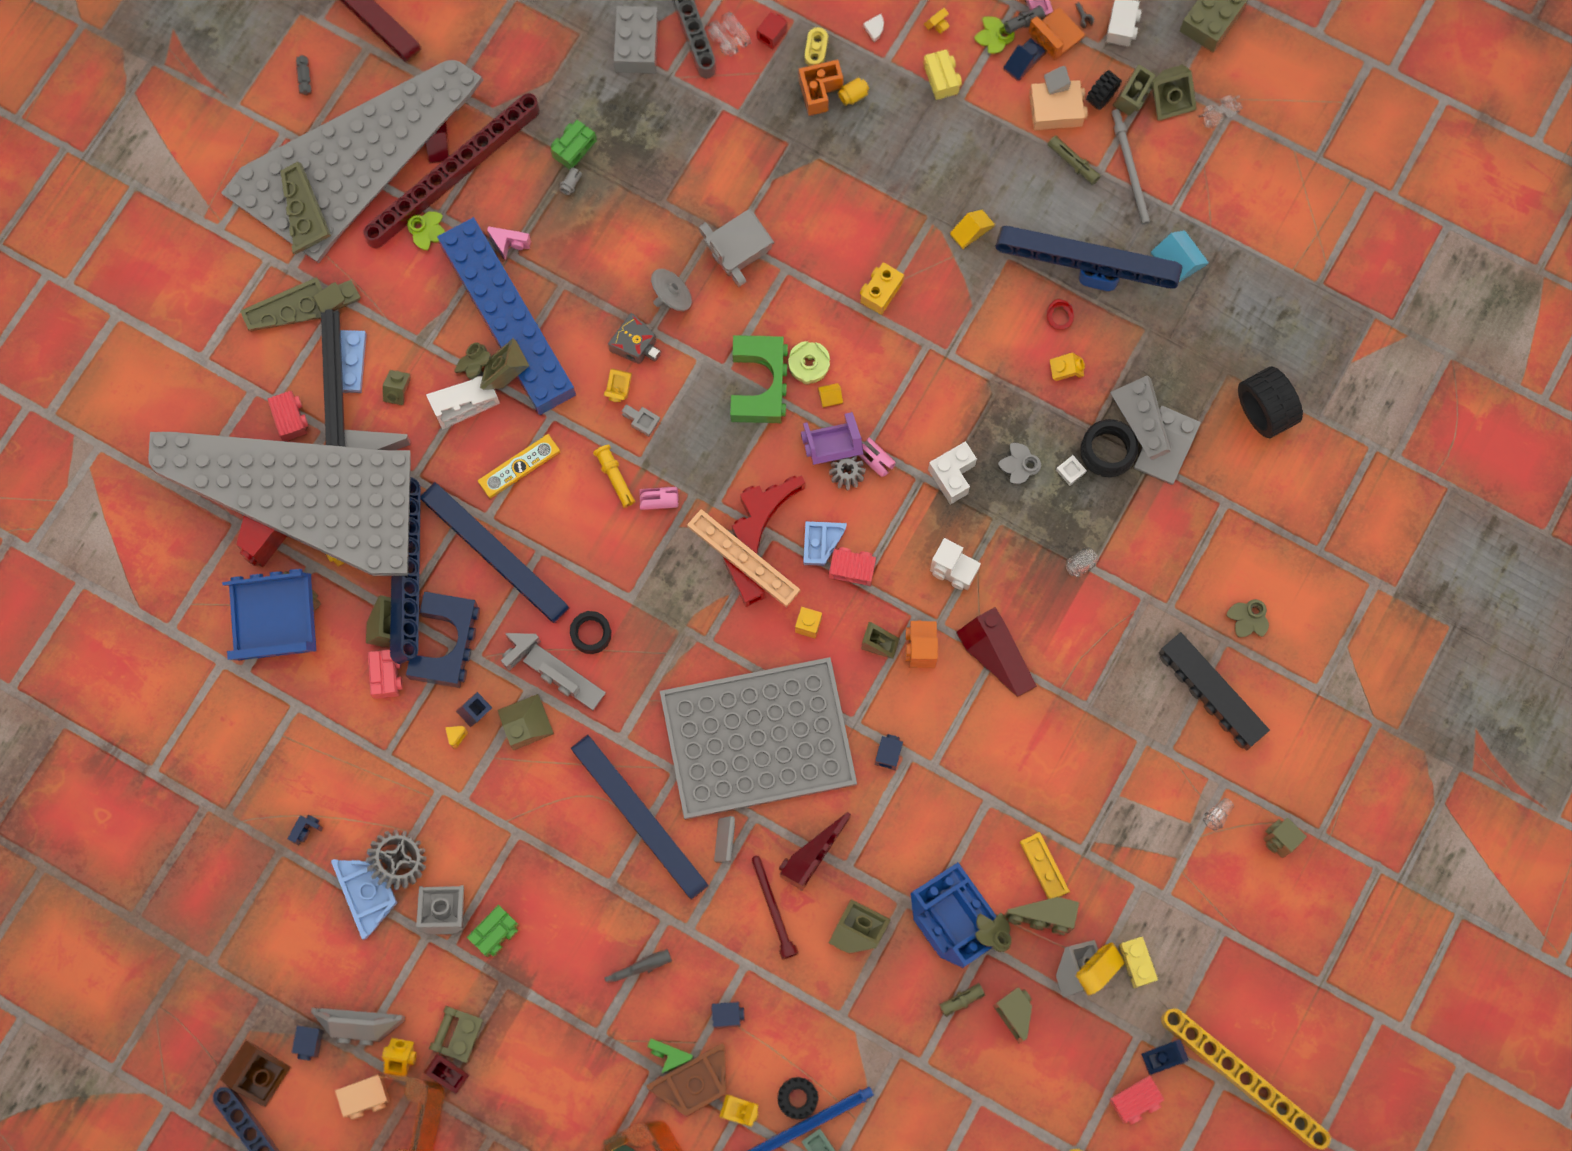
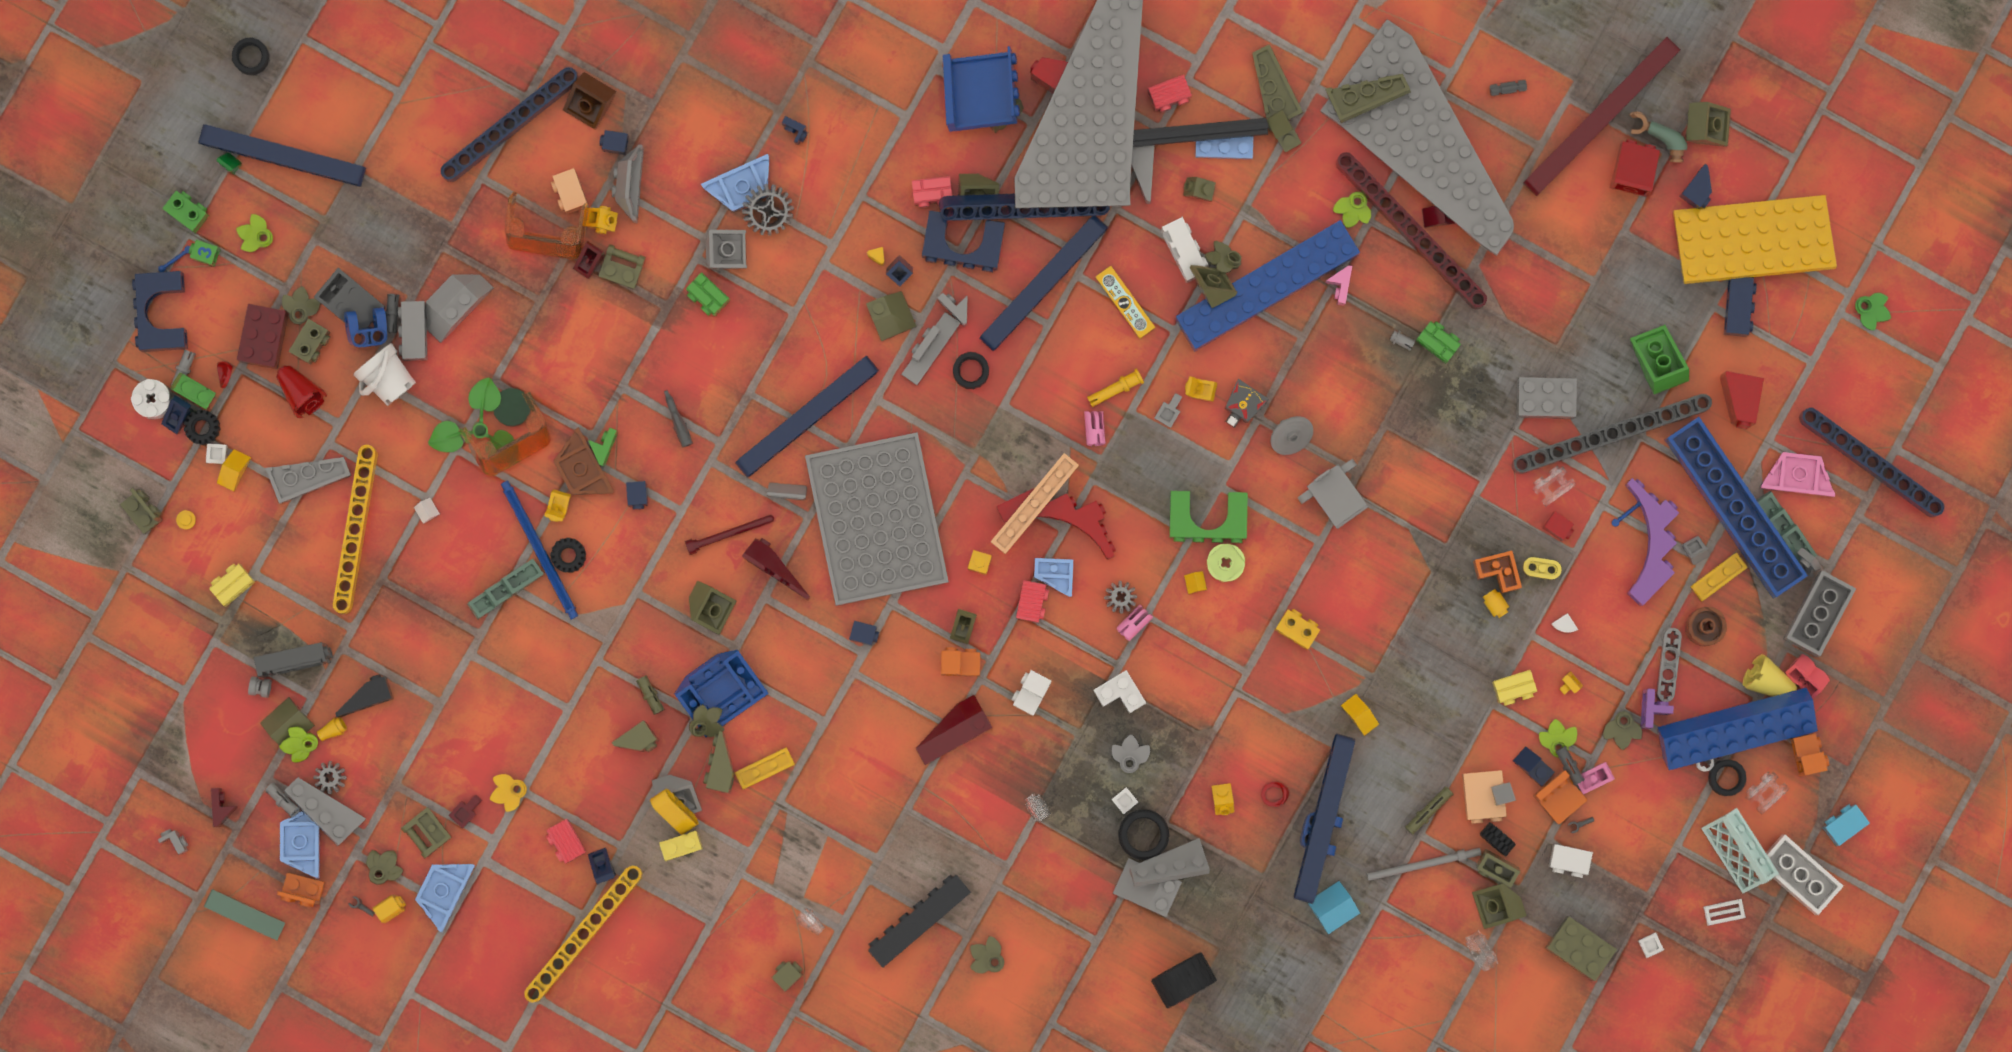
camera: 90 degrees right, 10 degrees up
(833, 442) = (1147, 583): medium lavender panel -> none

